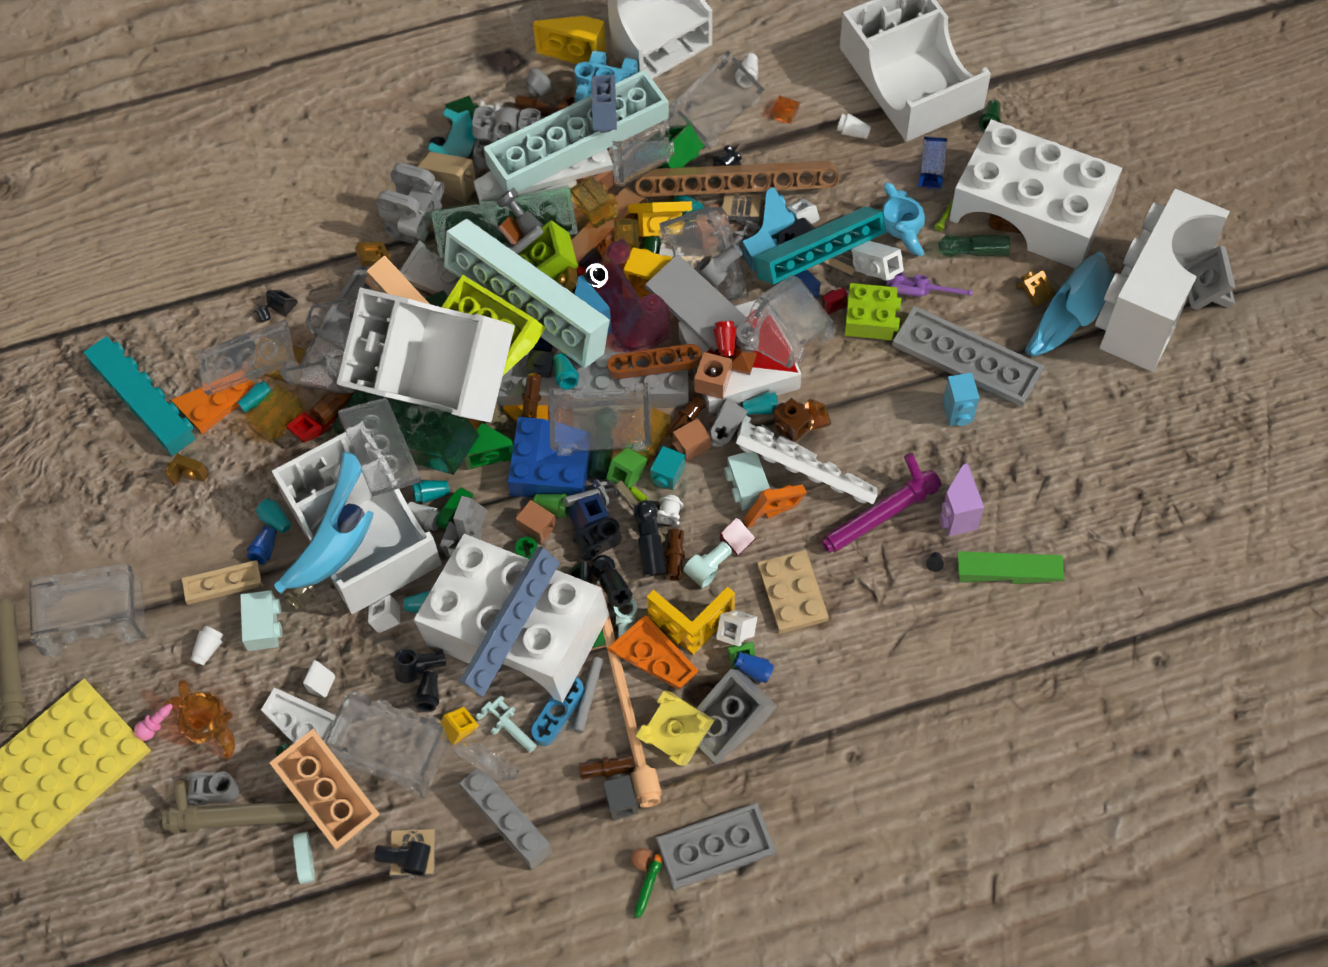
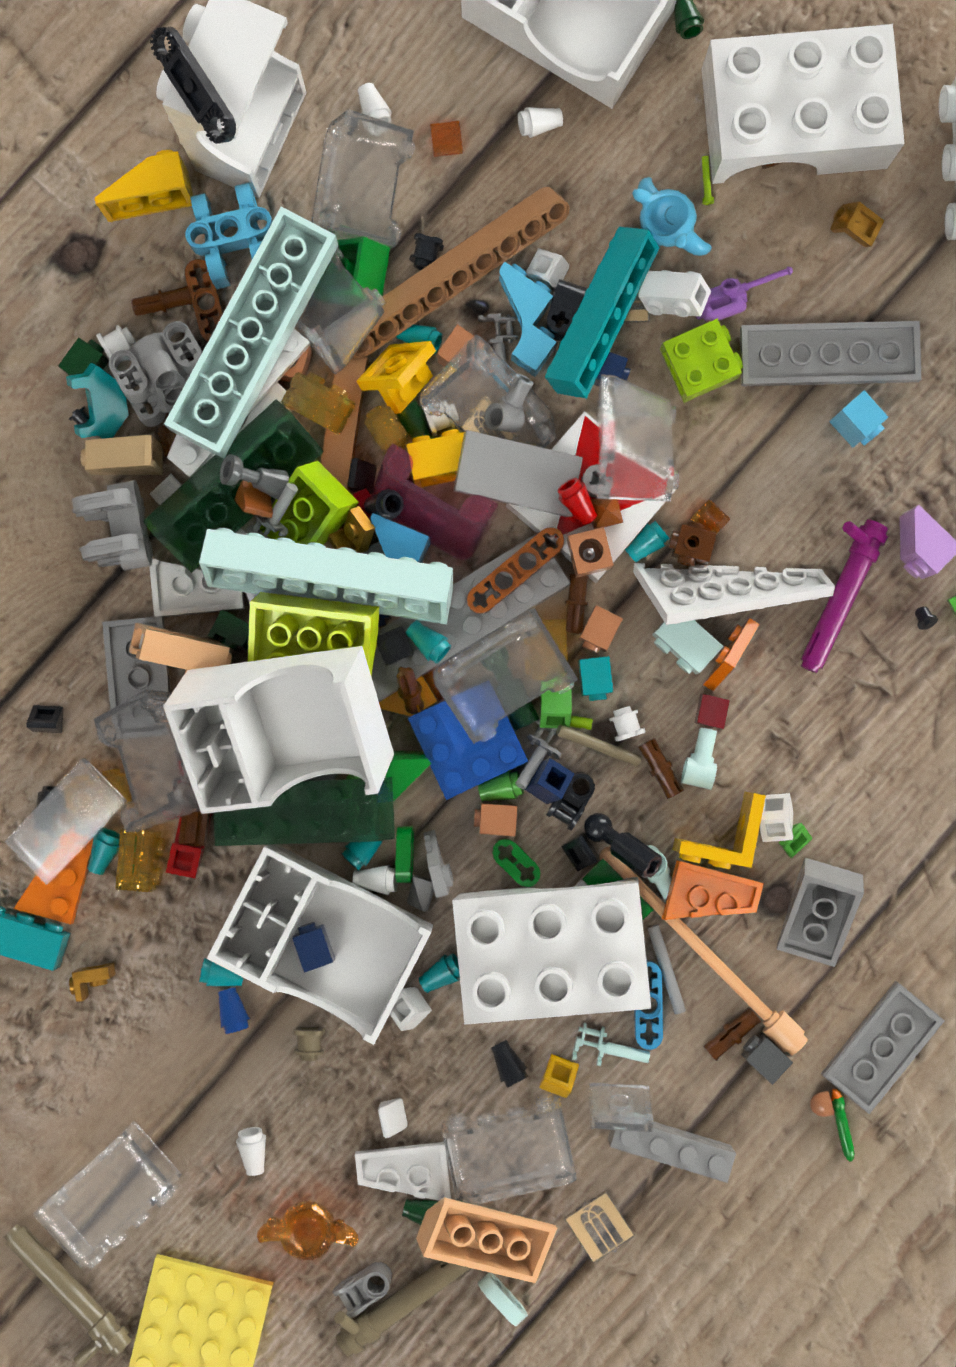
camera: 30 degrees left, 25 degrees up
(146, 728) = (258, 1264): bright pink bar -> none
(222, 582) = (220, 1075): tan plate -> none
(260, 621) = (289, 1093): light aqua brick -> none
(263, 313) = (35, 745): black piece -> none
(330, 546) = (325, 990): medium azure piece -> none
(371, 252) = (112, 610): pearl gold bracket -> none
(379, 446) = (303, 864): clear tile -> none
(410, 664) = (481, 1041): black pin -> none
(410, 858) = (607, 1239): black pin -> none
(509, 622) = (574, 981): sand blue plate -> none
(538, 83) = (143, 269): light grey cone -> none
(604, 103) = (267, 285): sand blue slope -> none
(649, 539) = (630, 774): black piece -> none
(676, 728) = (781, 959): light yellow panel -> none
(727, 420) = (626, 589): light grey piece -> none
(742, 206) = (479, 304): piece -> none
(755, 667) = (816, 847): blue cone -> none
(792, 591) = (802, 737): tan plate -> none
(834, 300) = (650, 367): dark red plate -> none
(932, 162) = (661, 125): clear blue slope -> none
(978, 245) = (763, 205): clear green piece -> none
(1074, 305) = (925, 195): medium azure piece -> none

